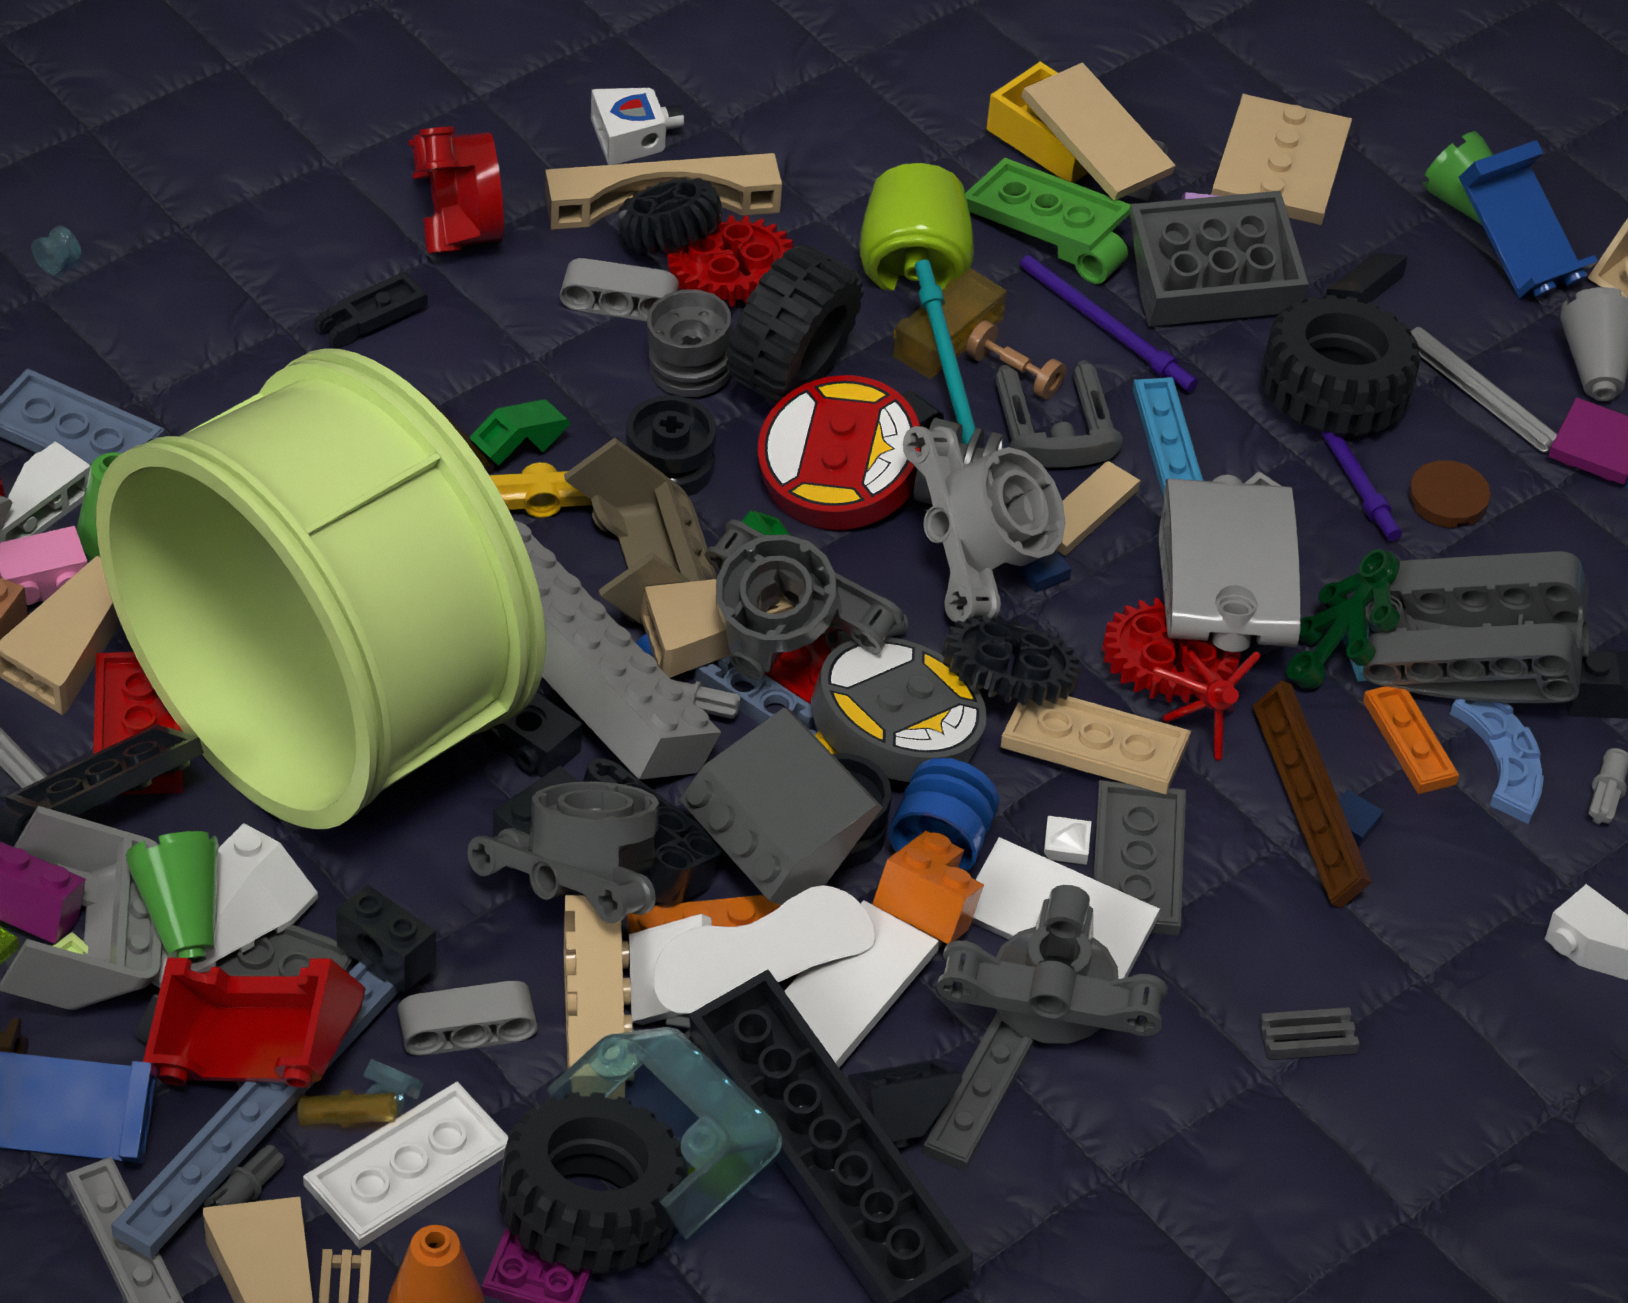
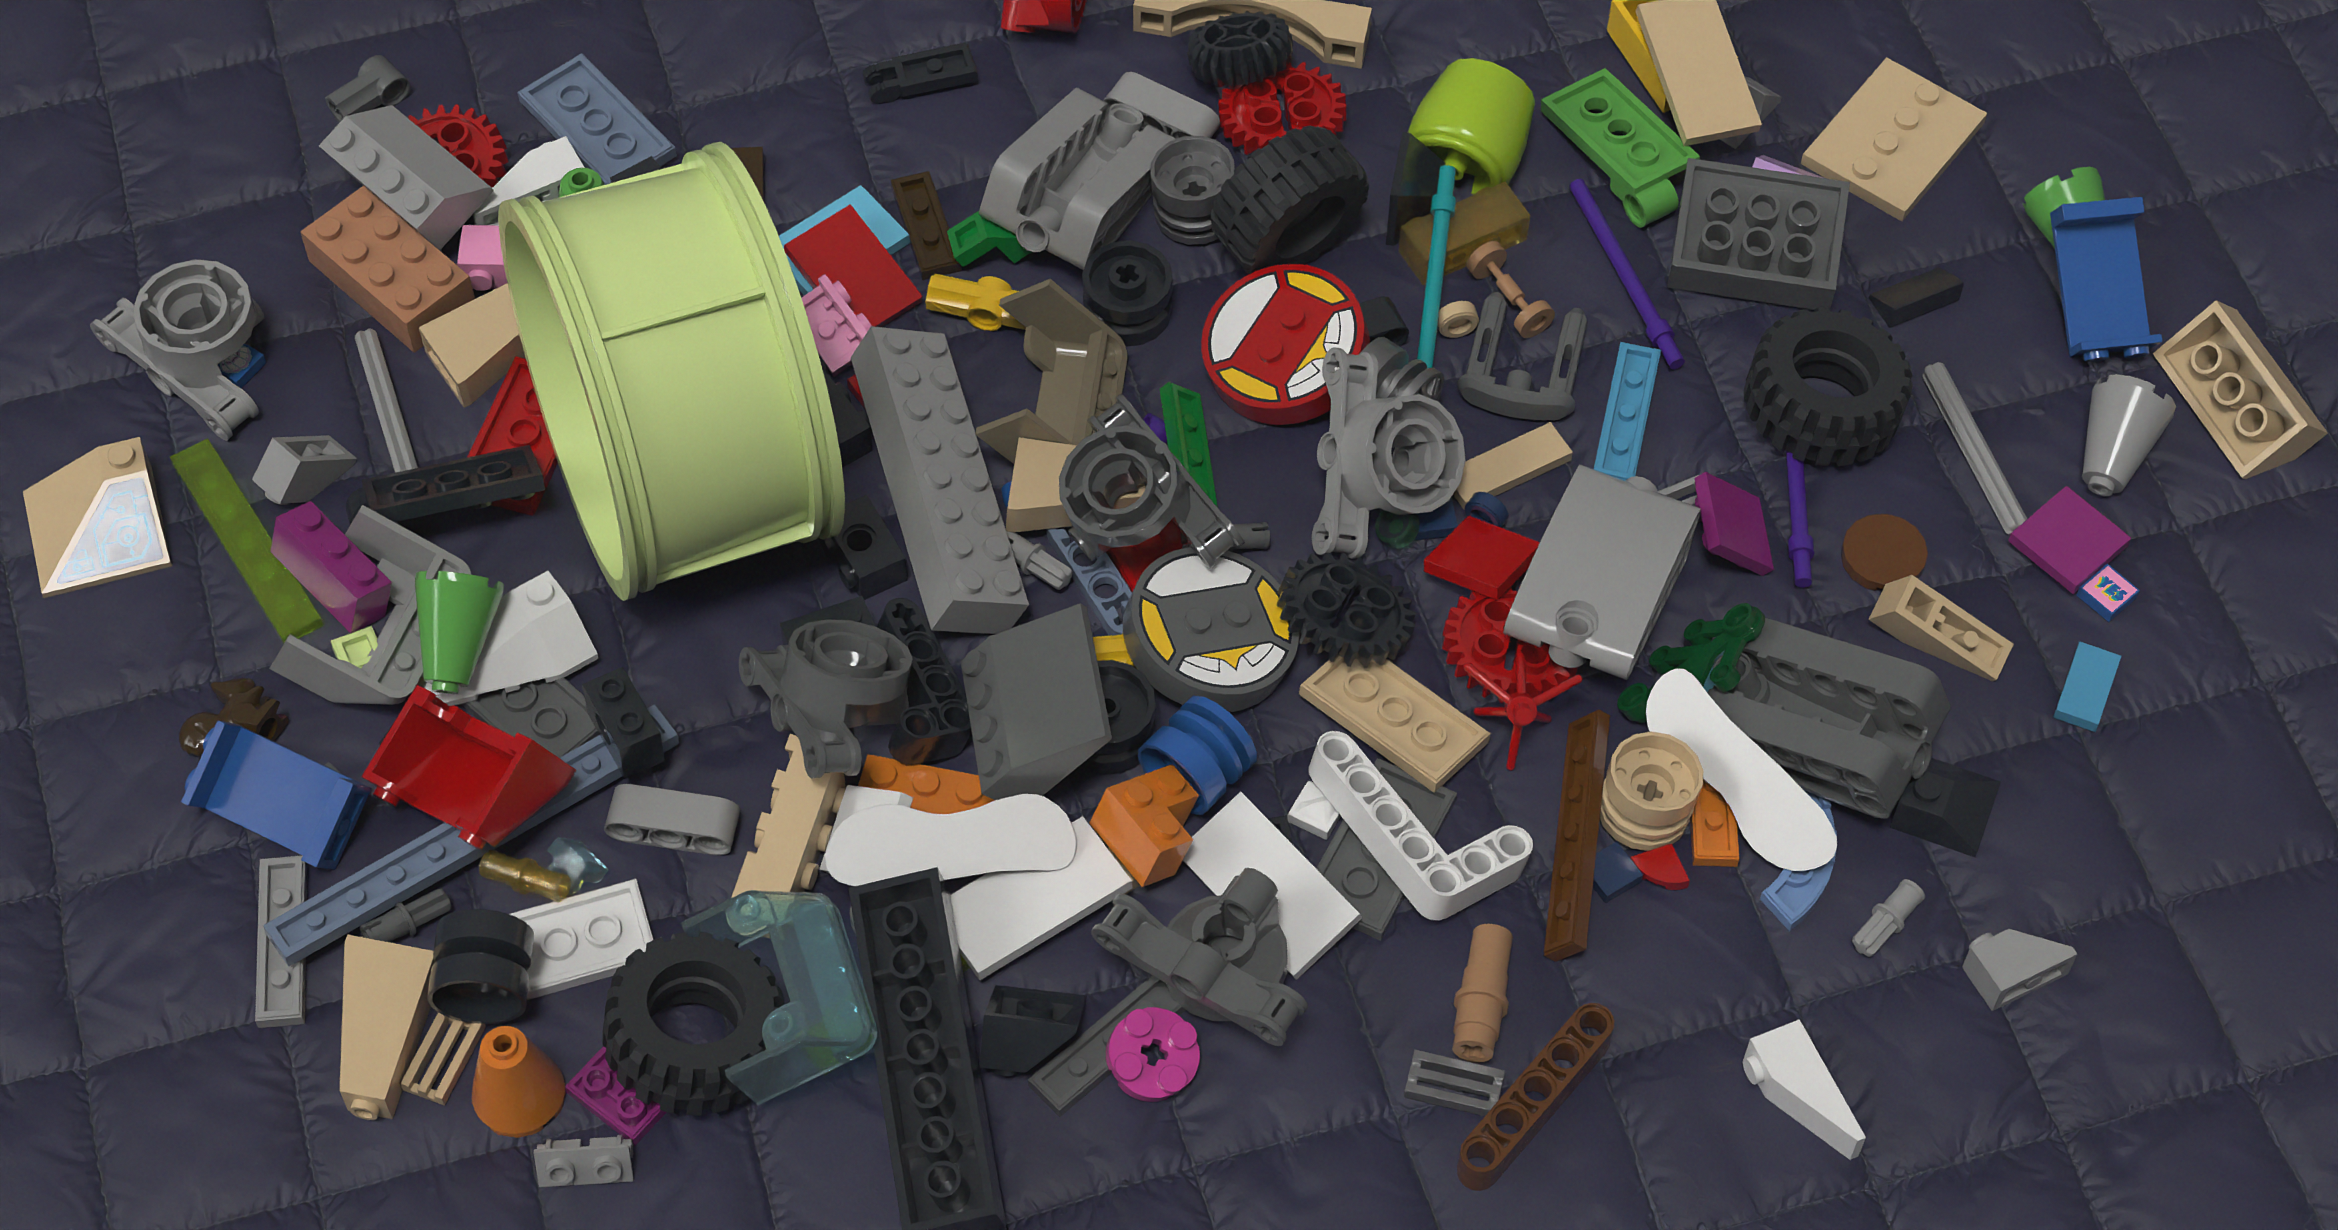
camera: 25 degrees right, 10 degrees up
(360, 1191) = (481, 966): none -> black wheel
(577, 359) = (1074, 177): none -> light grey panel
(888, 294) = (1412, 185): none -> black slope
(983, 395) = (1457, 319): none -> tan tile
(1016, 582) = (1397, 529): none -> clear green tile
(1045, 1070) = (1130, 1067): none -> dark pink plate
(1090, 548) = (1487, 508): none -> dark blue tile
(1109, 586) = (1481, 557): none -> red tile
(1161, 837) = (1398, 836): none -> white beam
(1298, 948) = (1482, 995): none -> medium nougat piece
(1315, 500) = (1733, 524): none -> magenta tile
(1362, 733) = (1650, 790): none -> tan wheel
(1388, 1020) = (1531, 1115): none -> reddish brown beam
(1397, 801) = (1662, 867): none -> red tile
(1465, 714) = (1767, 803): none -> white sticker
(1513, 528) = (1939, 627): none -> tan slope

